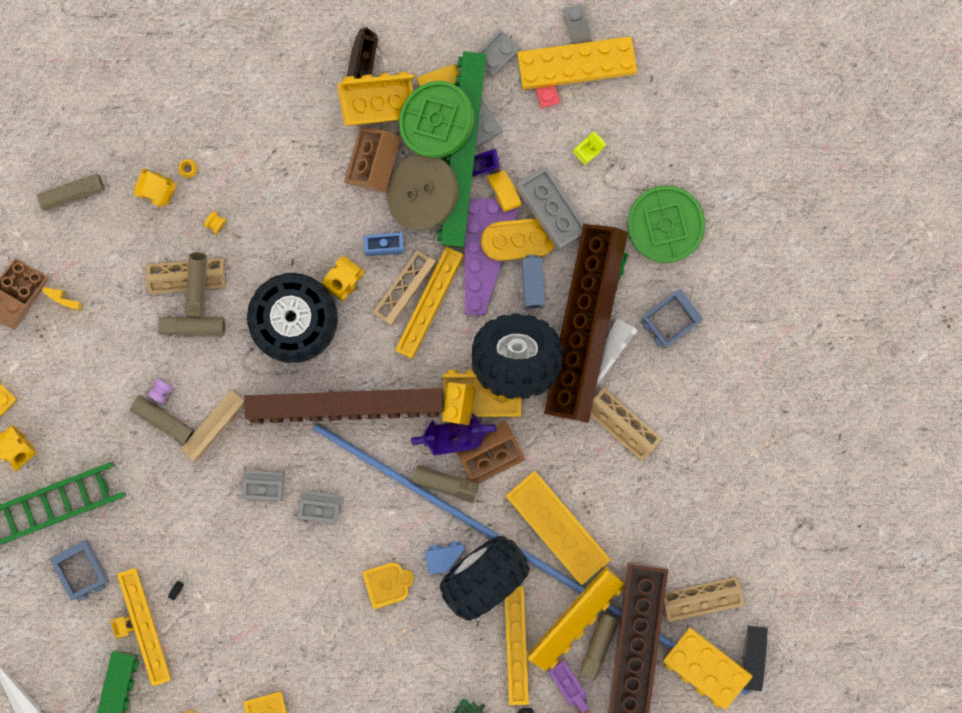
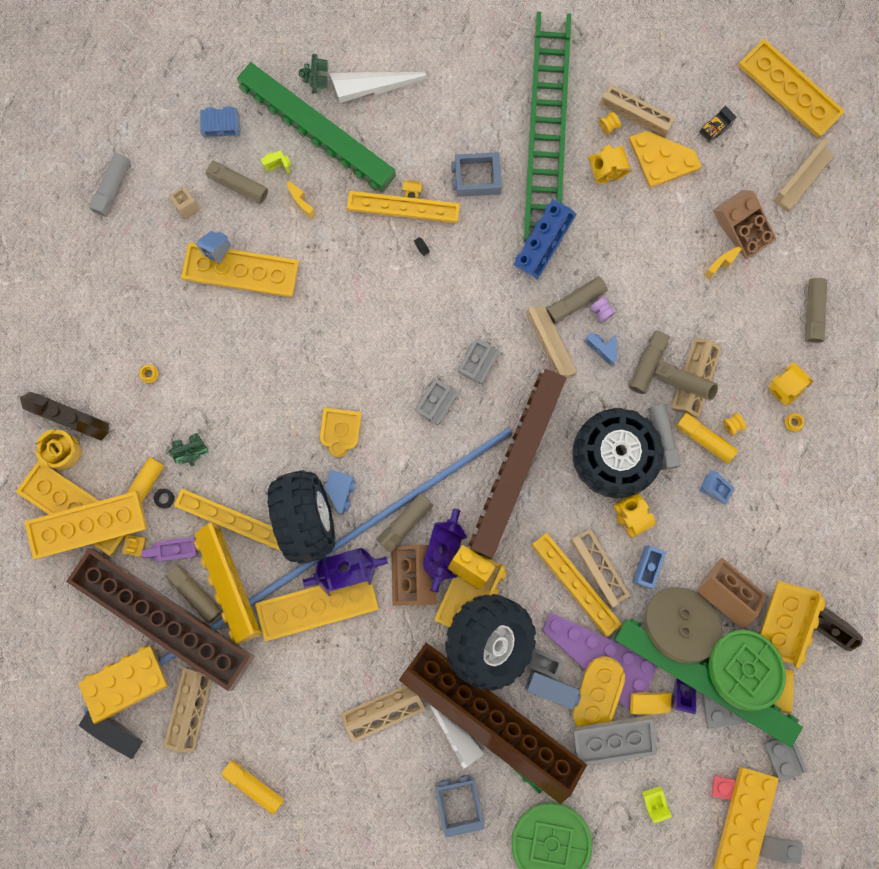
camera: 115 degrees right, 5 degrees down
(117, 476) = (545, 238): none -> blue brick
(199, 369) = (606, 352): none -> medium blue slope
(240, 242) = (706, 438): none -> yellow piece
(248, 287) = (661, 422): none -> light grey piece
(282, 213) = (717, 487): none -> medium blue slope
(508, 503) = (360, 570): none -> dark purple plate
(513, 297) = (546, 664): none -> light grey slope
(741, 508) = (252, 787): none -> yellow piece

